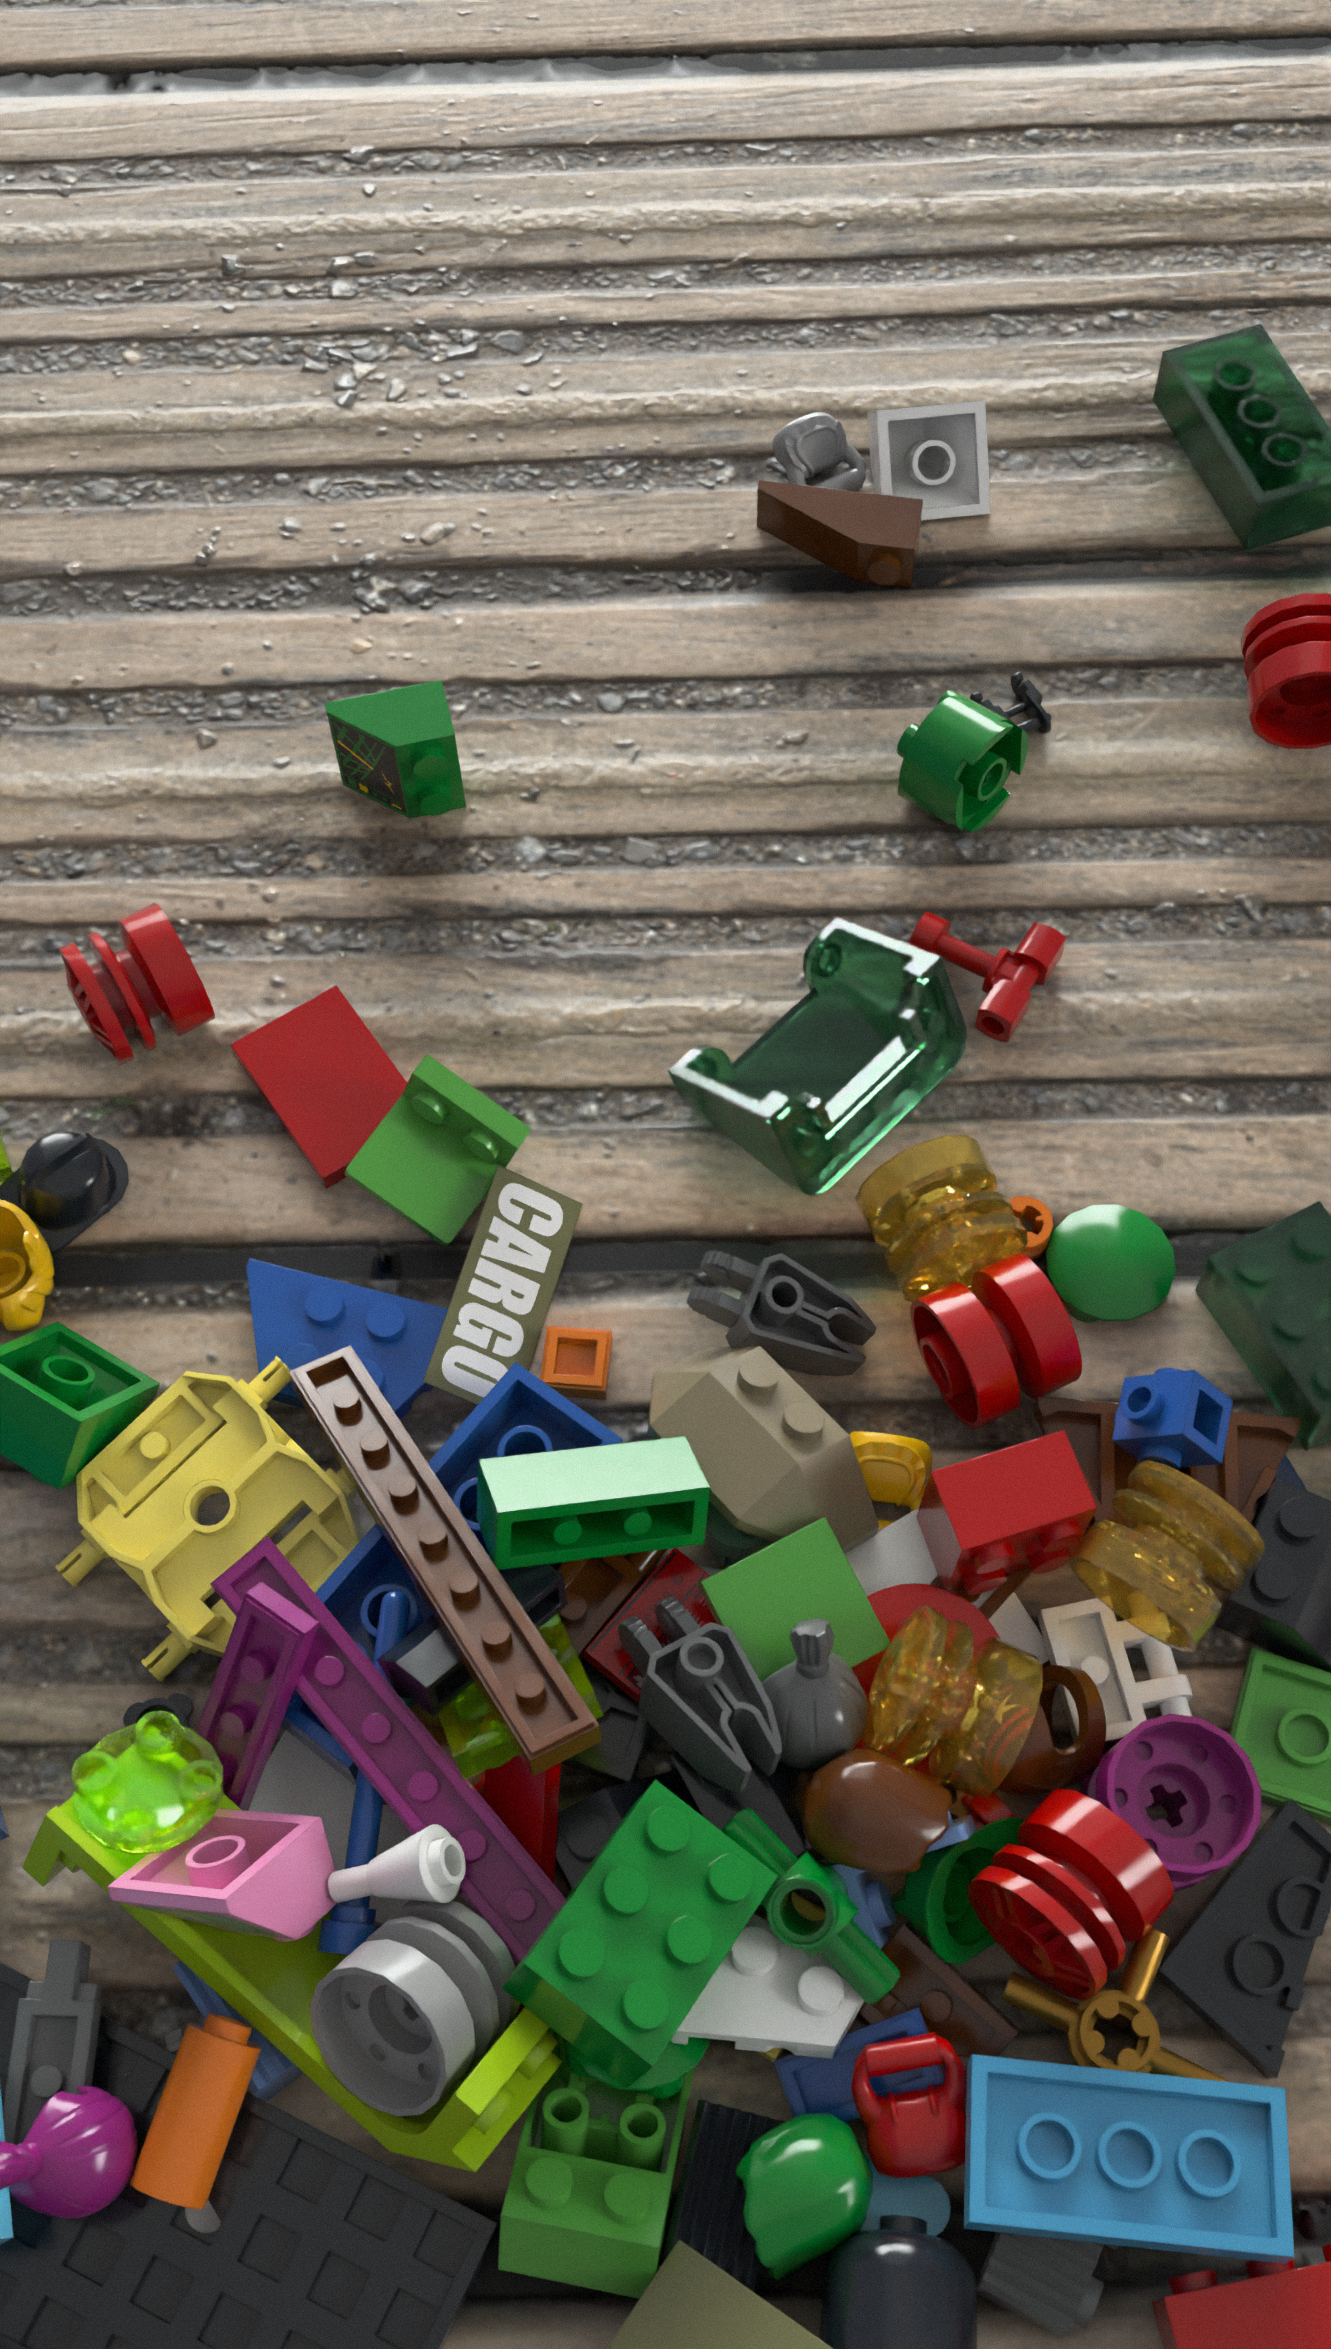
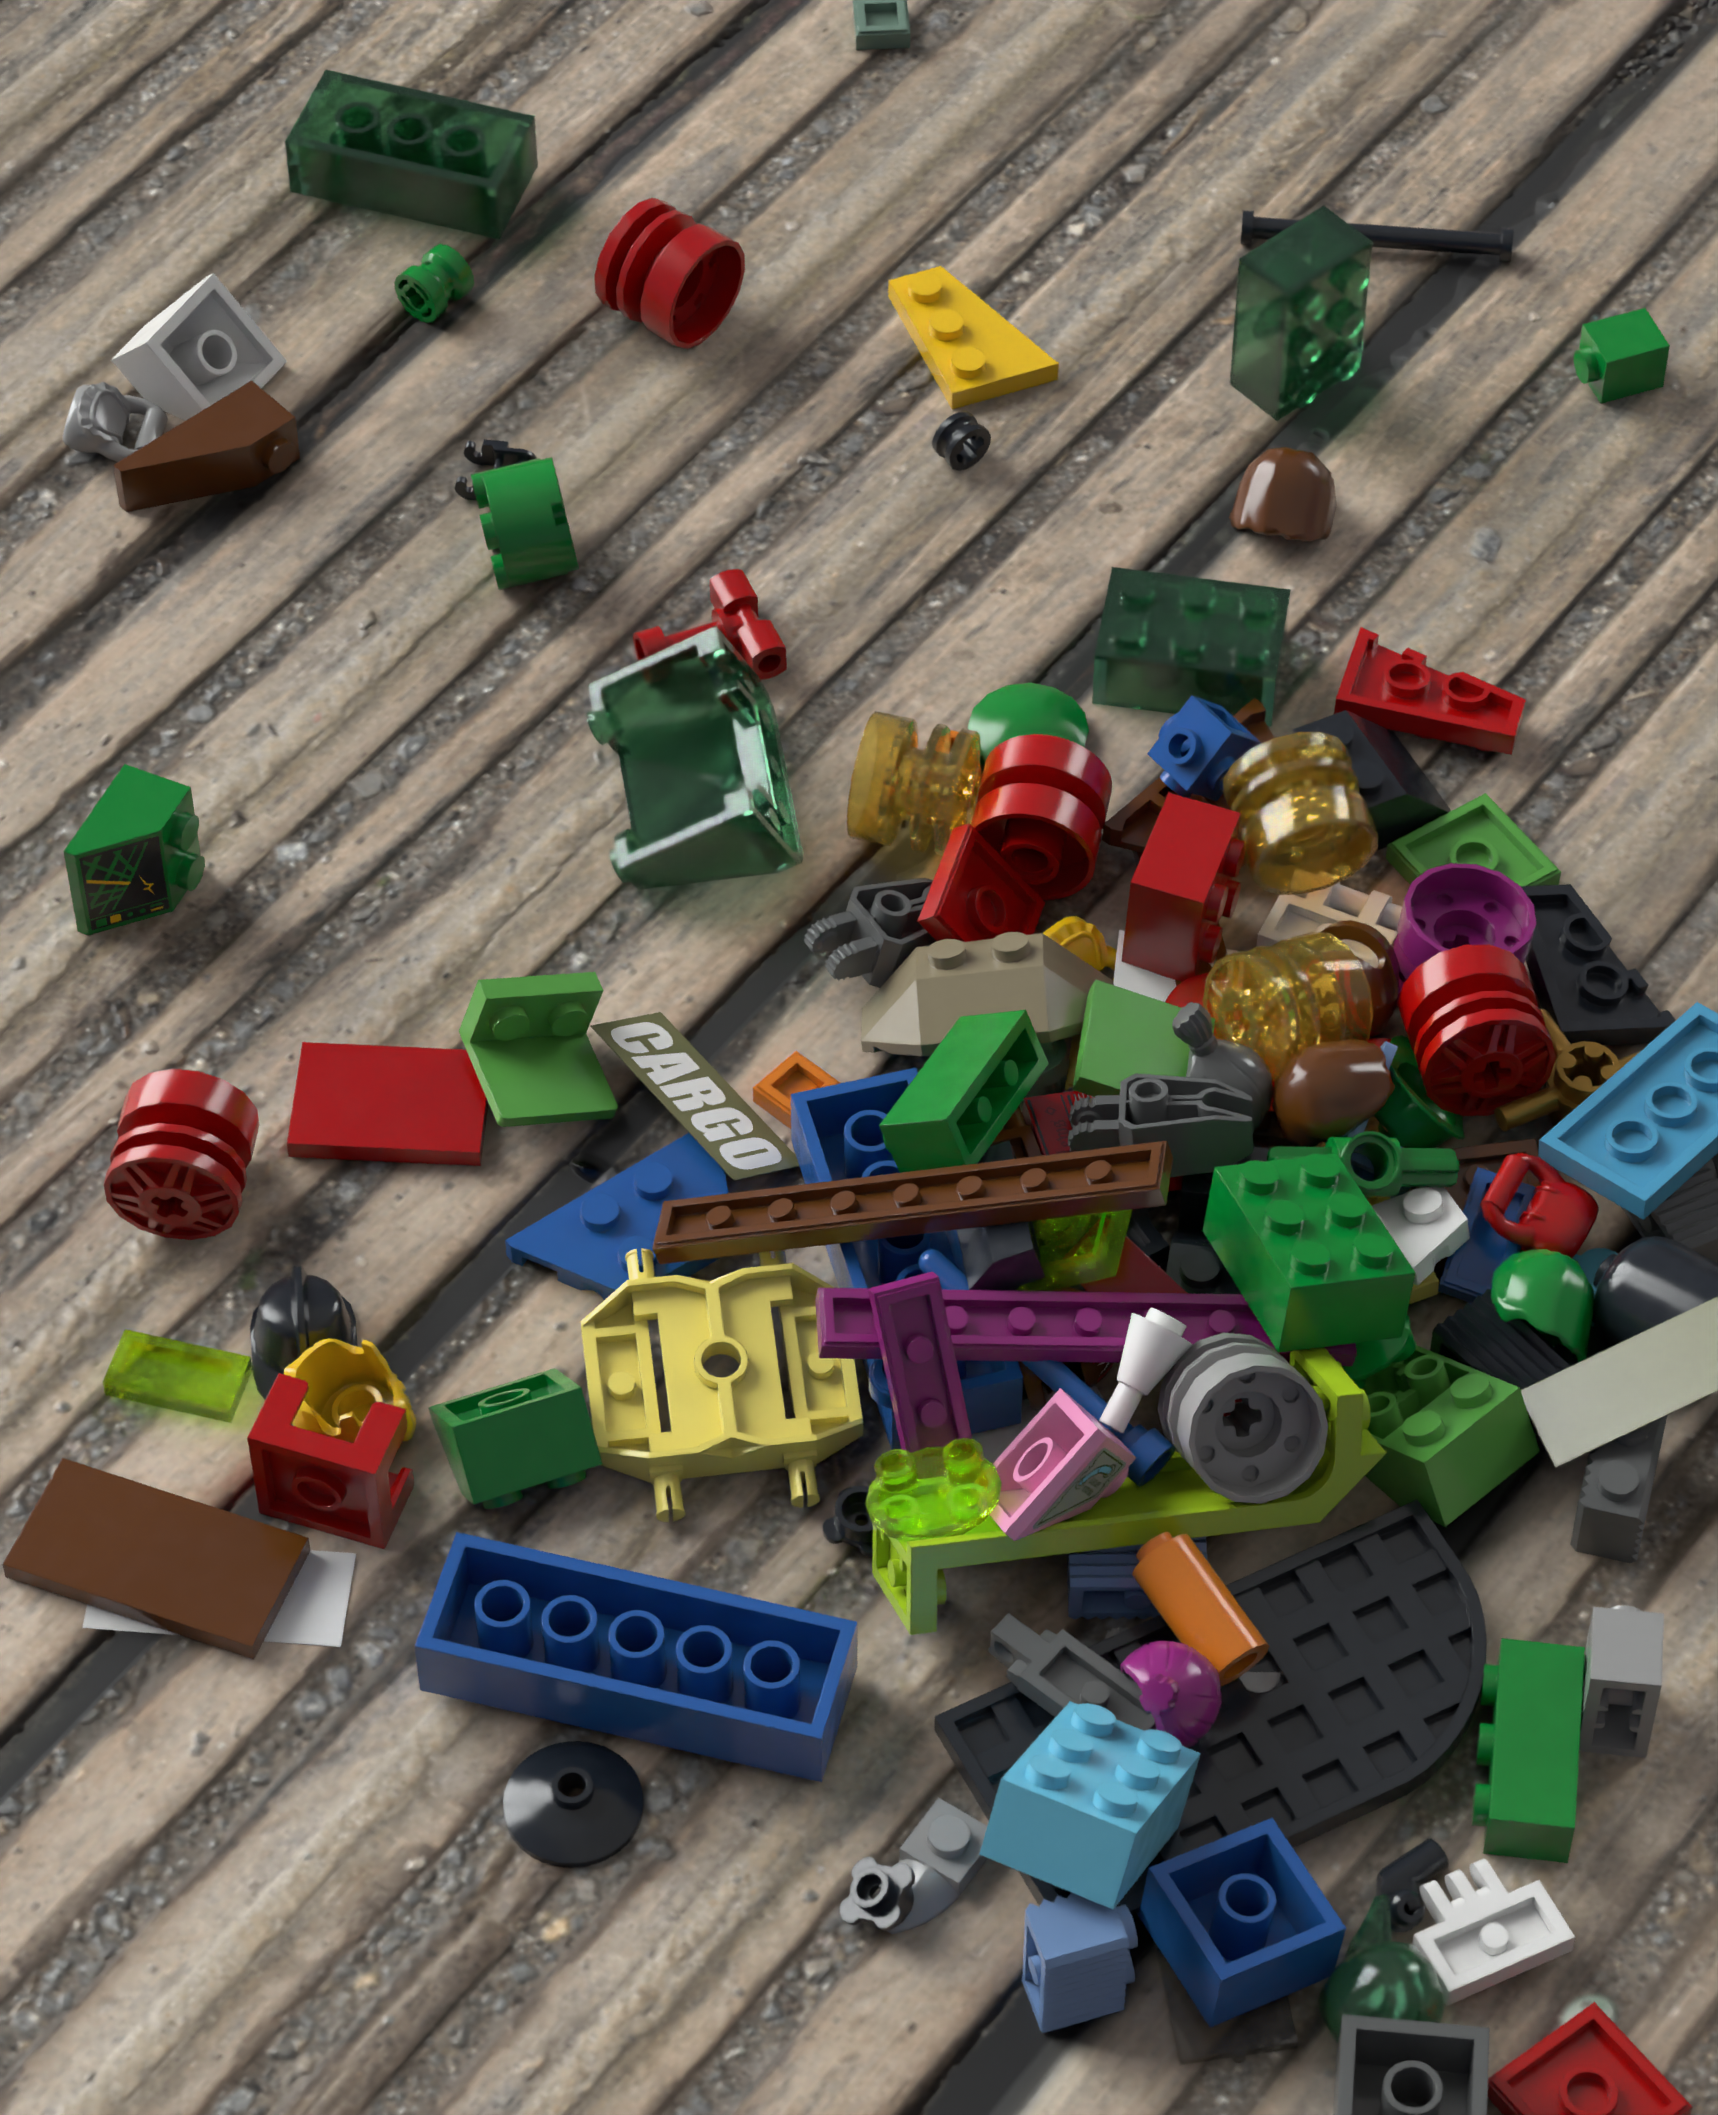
camera: 55 degrees left, 10 degrees down
(862, 1360) = (977, 893): none -> red tile
(1148, 540) = (429, 287): none -> green wheel

